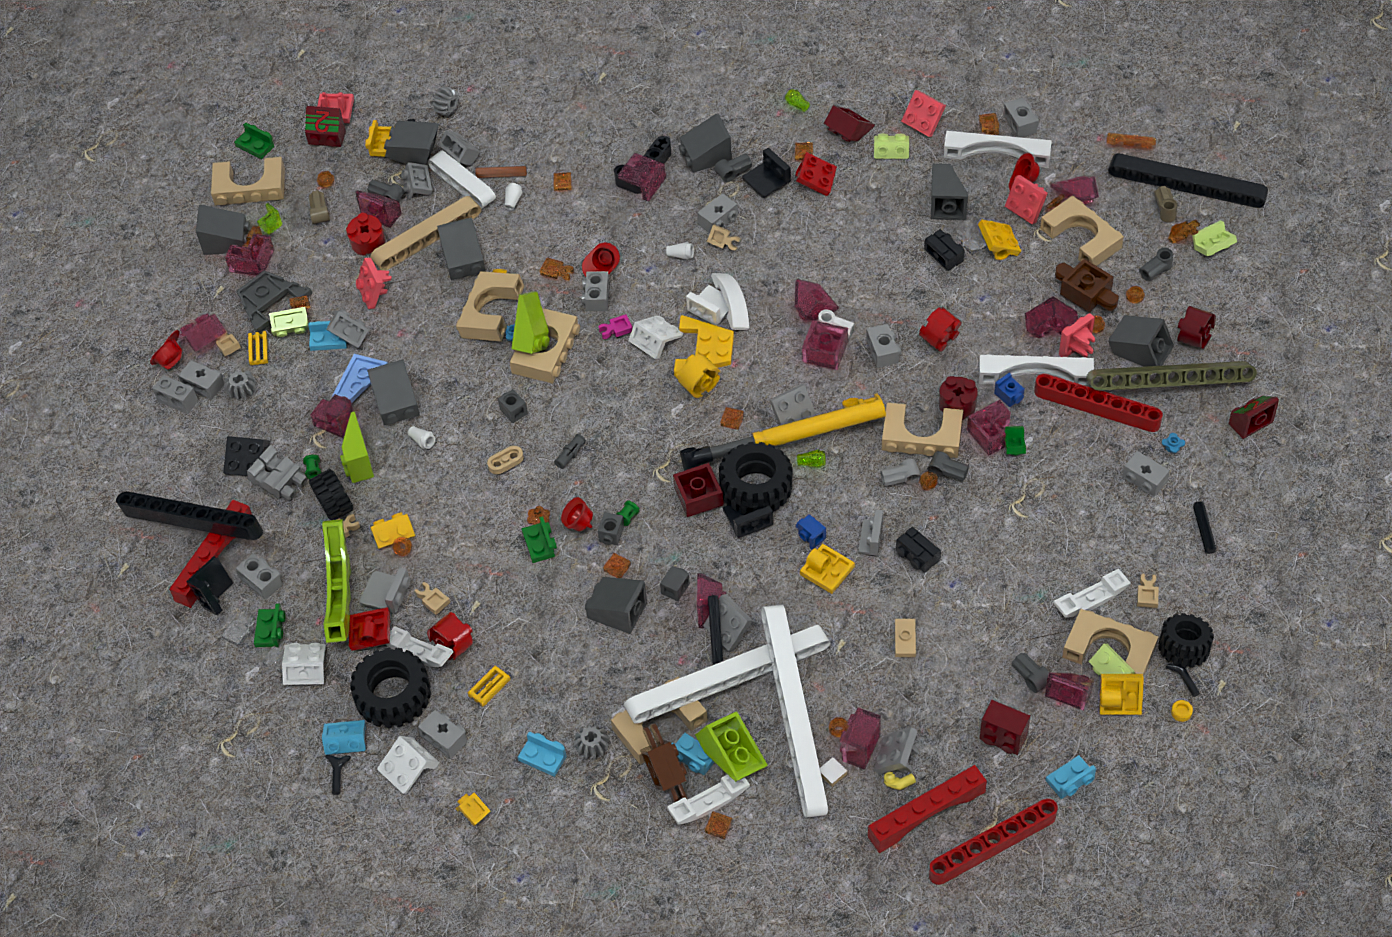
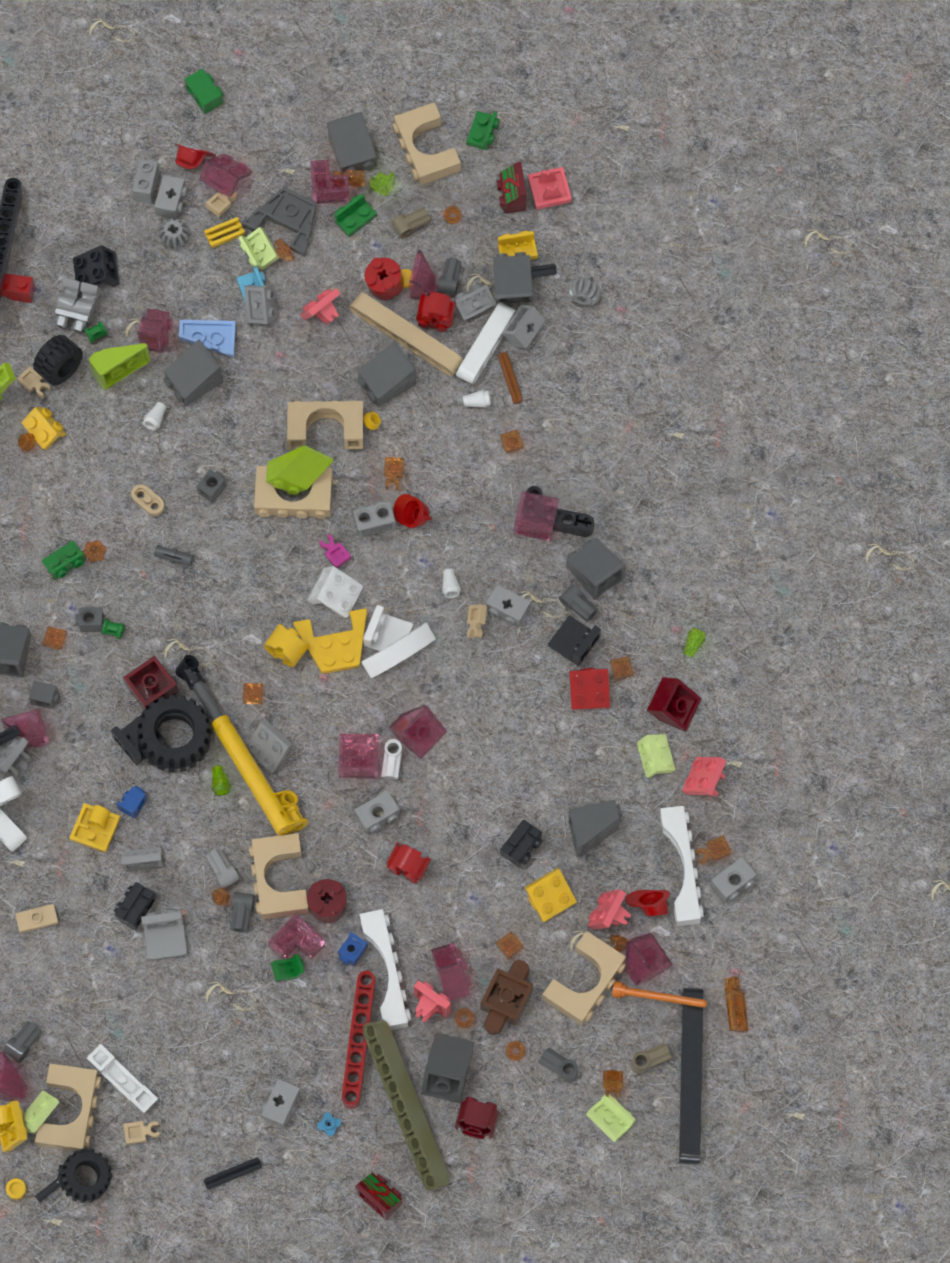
camera: 70 degrees right, 15 degrees up
(106, 332) = (204, 91): none -> green brick
(291, 248) = (354, 215): none -> green bracket
(417, 202) = (435, 311): none -> red brick
(577, 515) = (96, 585): red piece -> none
(954, 533) = (164, 934): none -> light grey bracket
(1036, 278) = (509, 945): none -> clear orange plate
(1100, 209) = (621, 990): none -> orange piece

